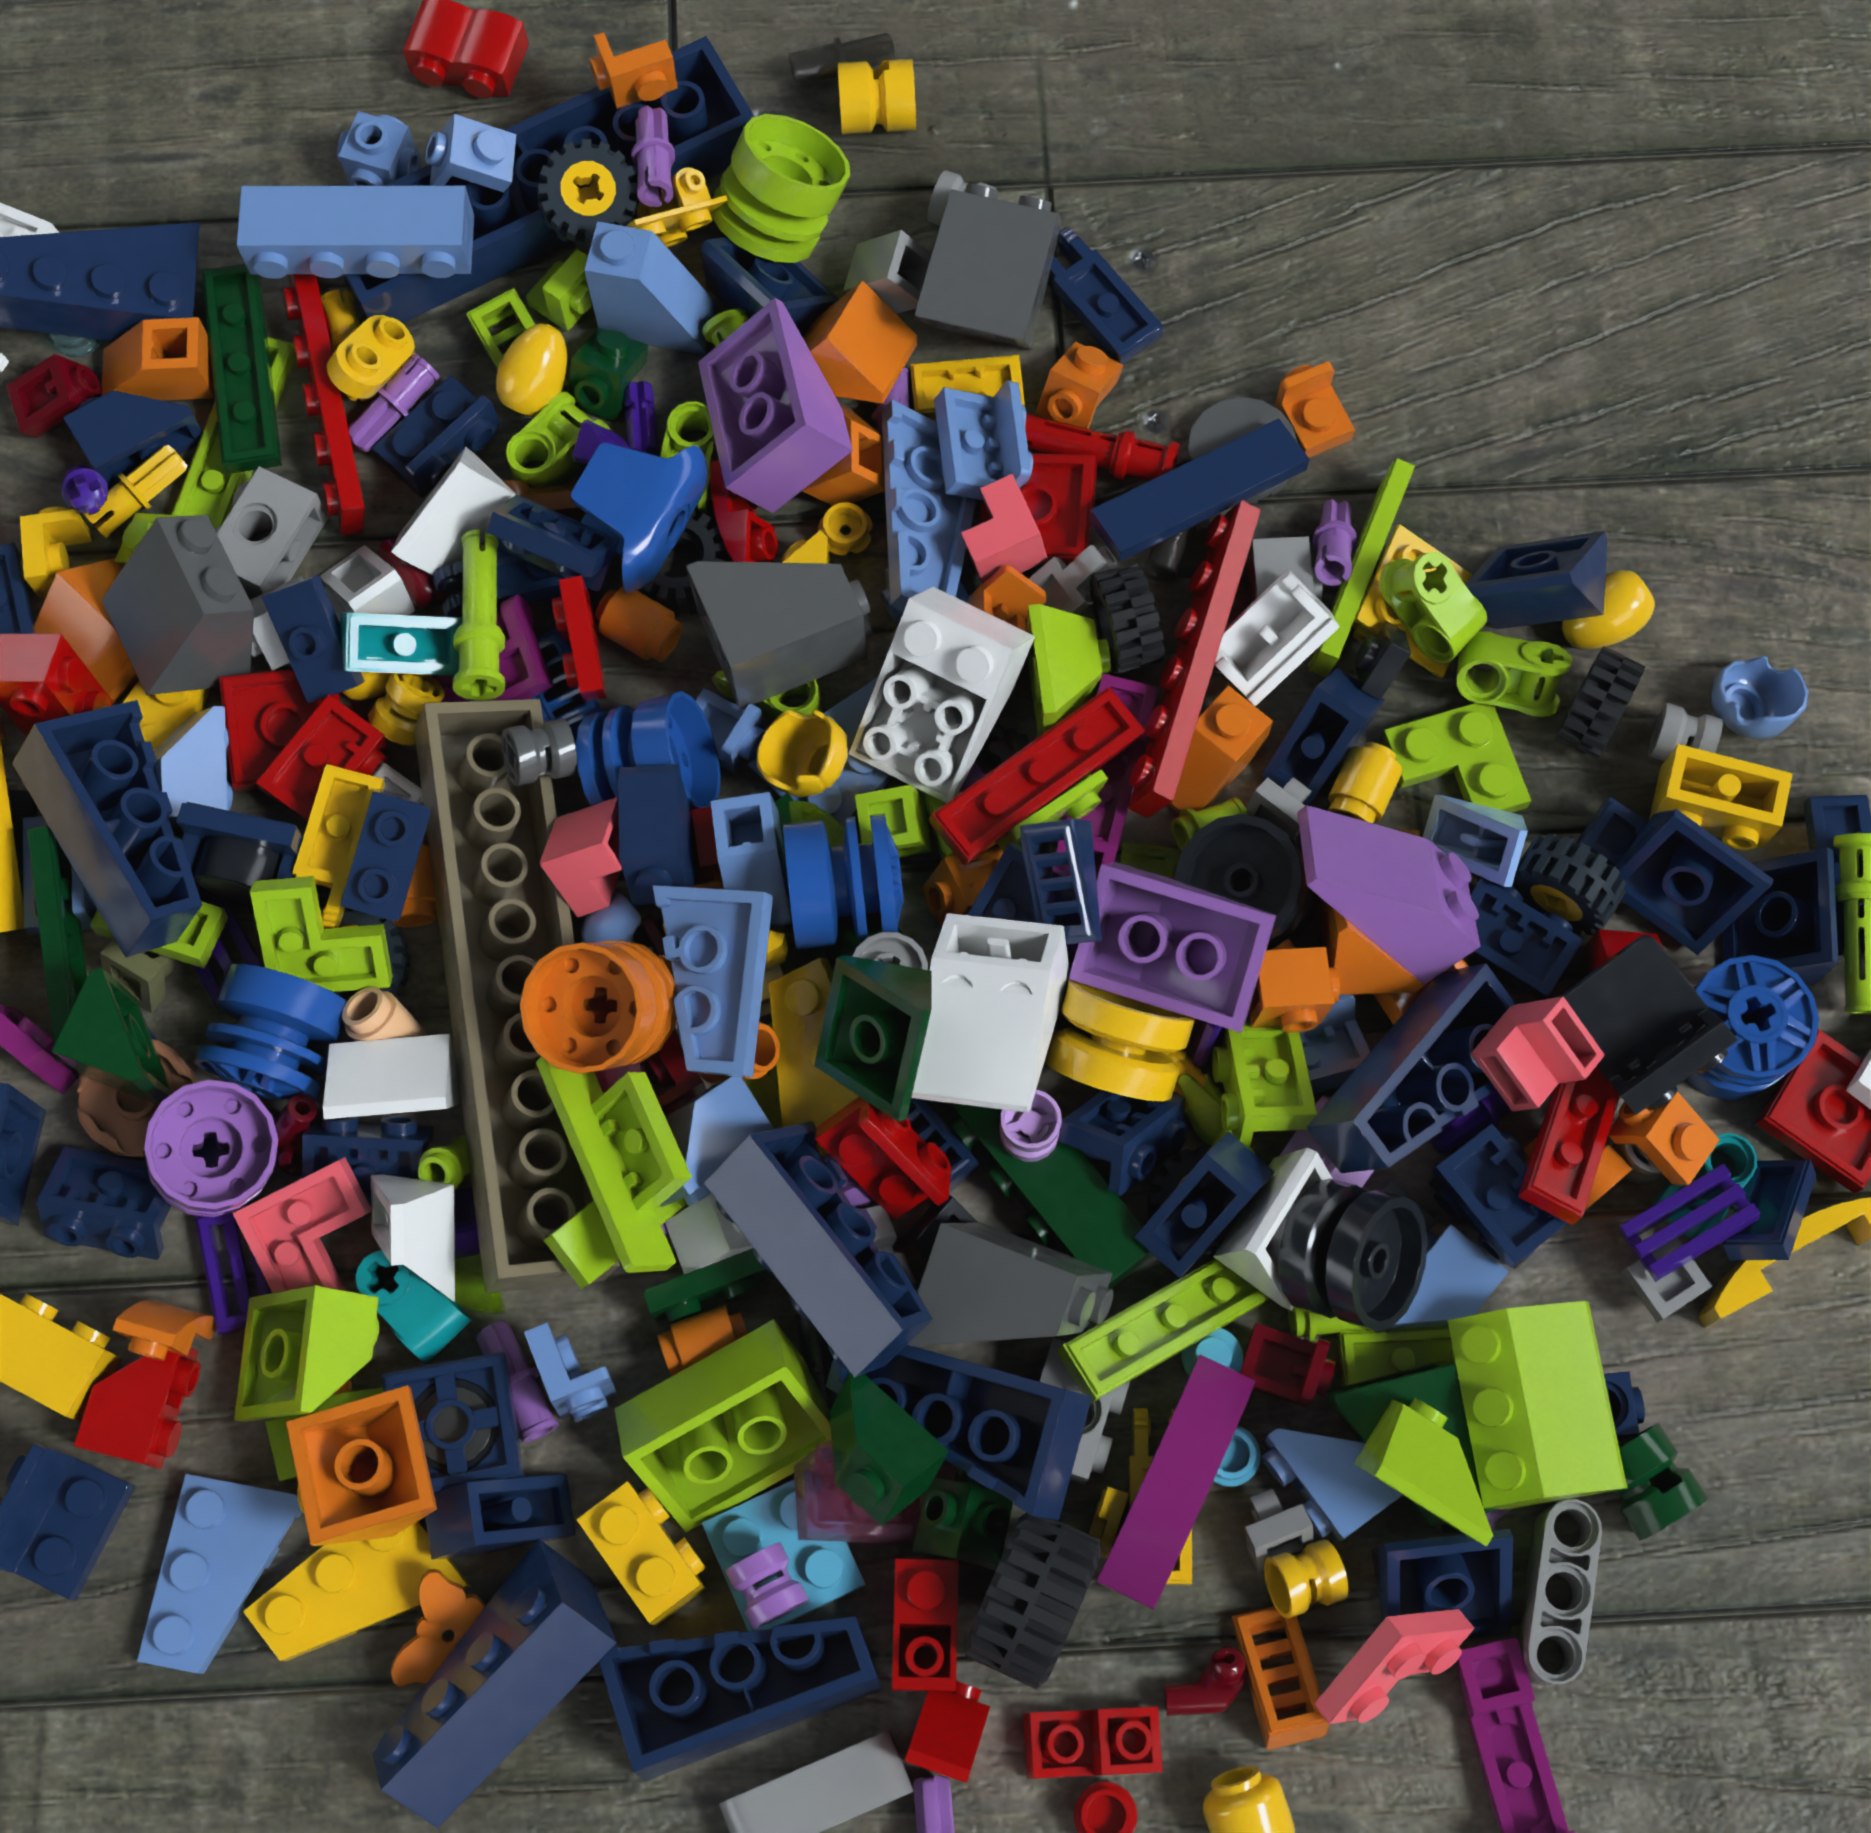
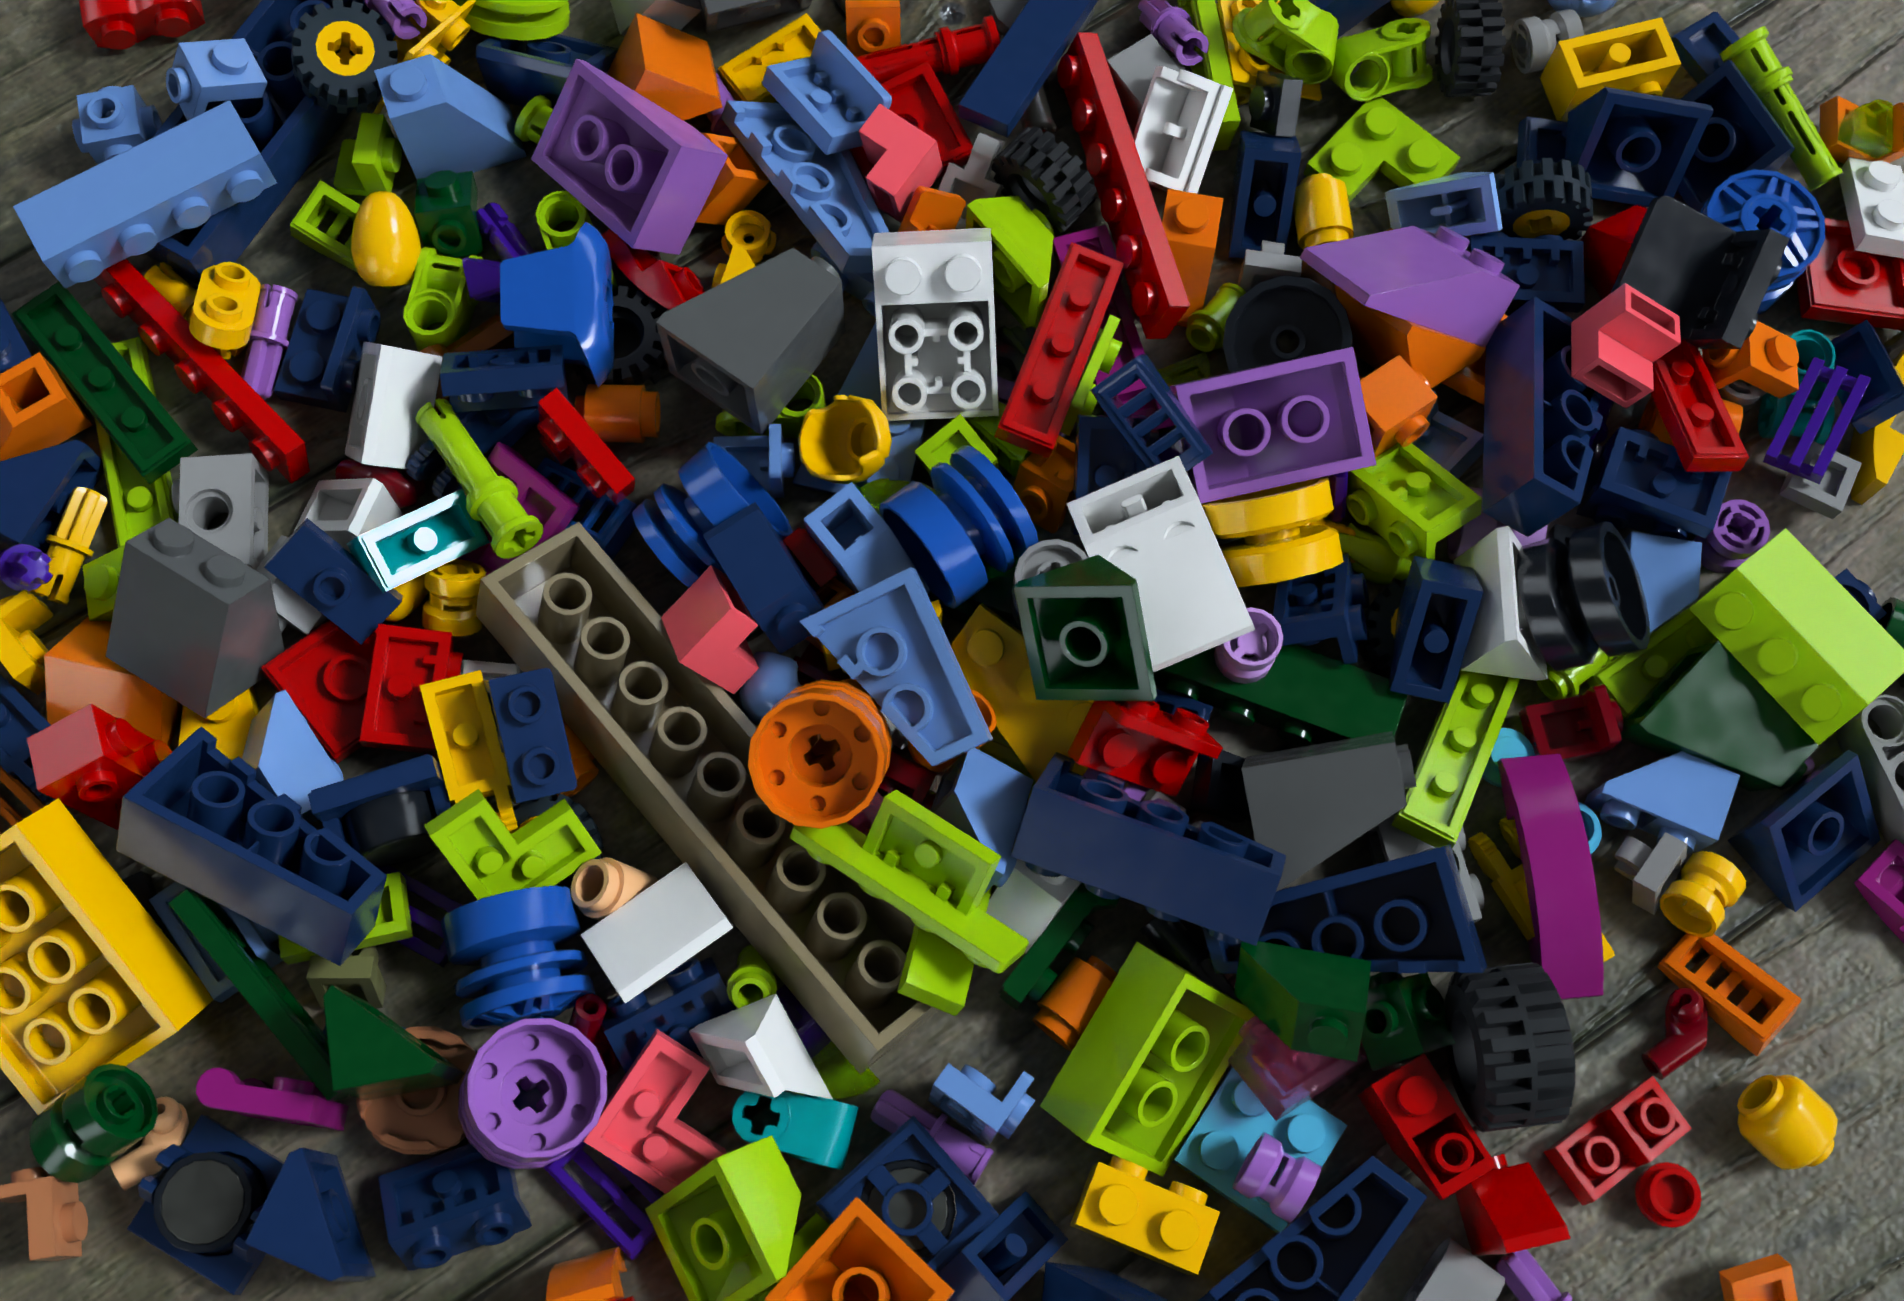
camera: 35 degrees left, 0 degrees up
(539, 752) = (618, 561): dark grey wheel -> none
(1108, 1517) = (1509, 939): yellow tile -> none
(1394, 1651) = (1830, 904): coral plate -> none
(1425, 1466) = (1763, 737): lime slope -> none
(1540, 1288) = (1727, 547): none -> medium lavender wheel

